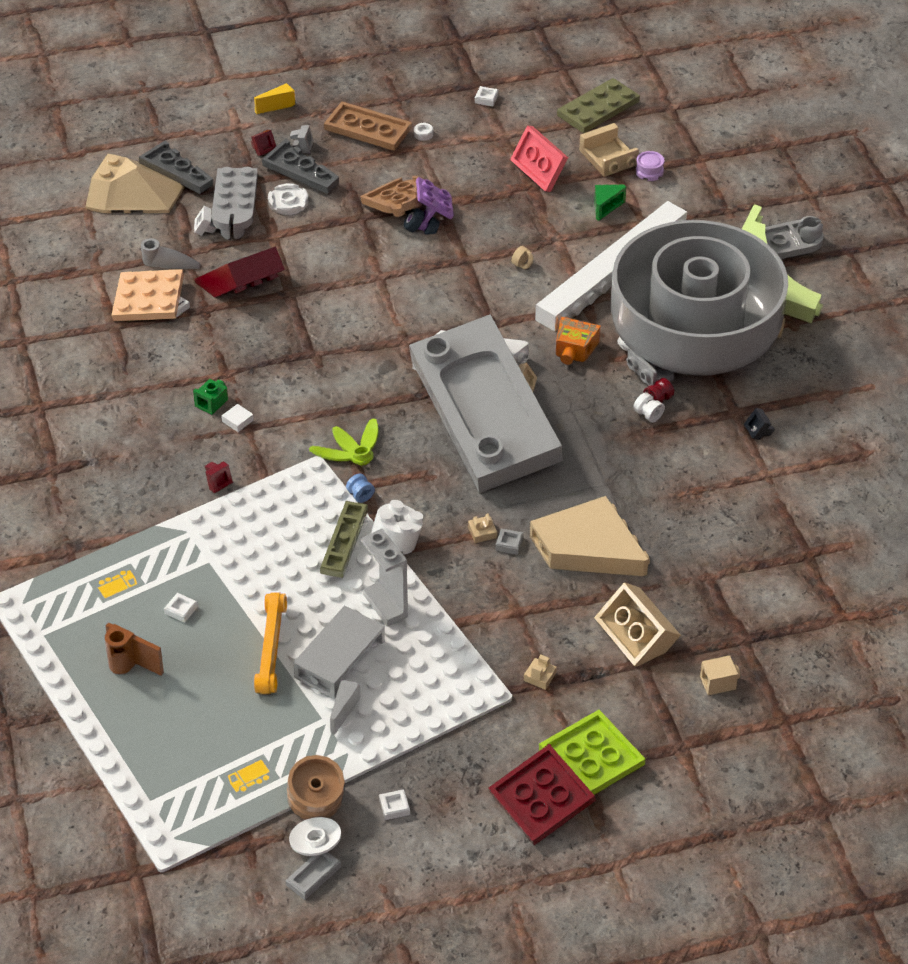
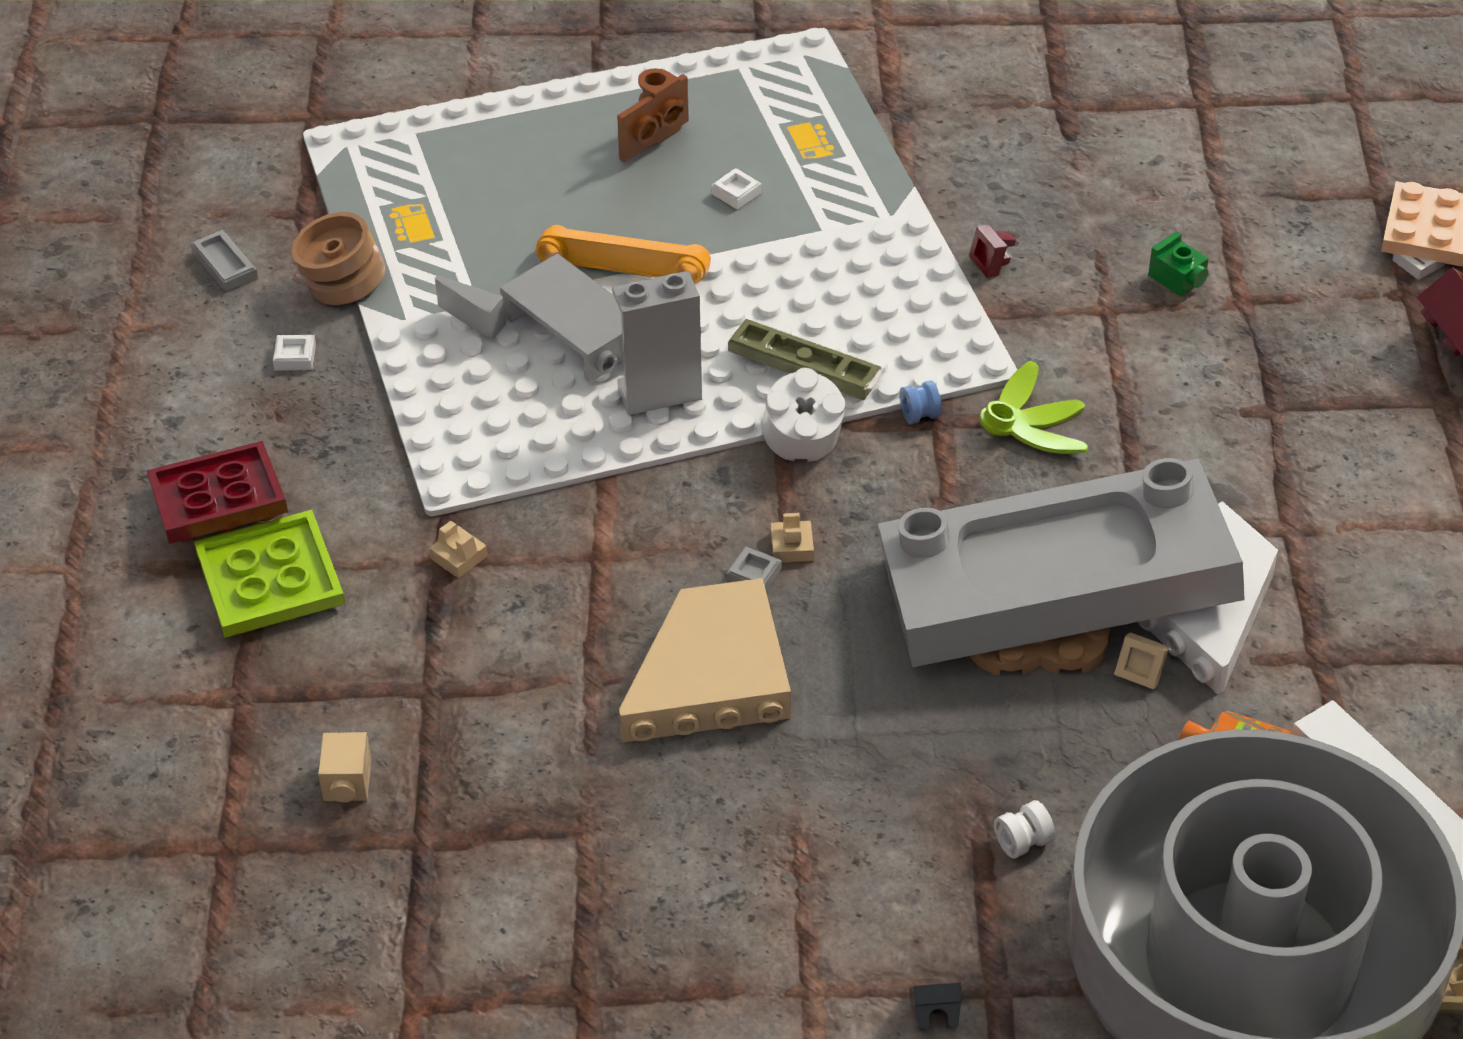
camera: 105 degrees right, 0 degrees up
(237, 417) = (1128, 296): white tile -> none
(315, 836) = (266, 258): white dish -> none
(636, 625) = (499, 688): tan slope -> none
(661, 390) = (1057, 849): dark red wheel -> none

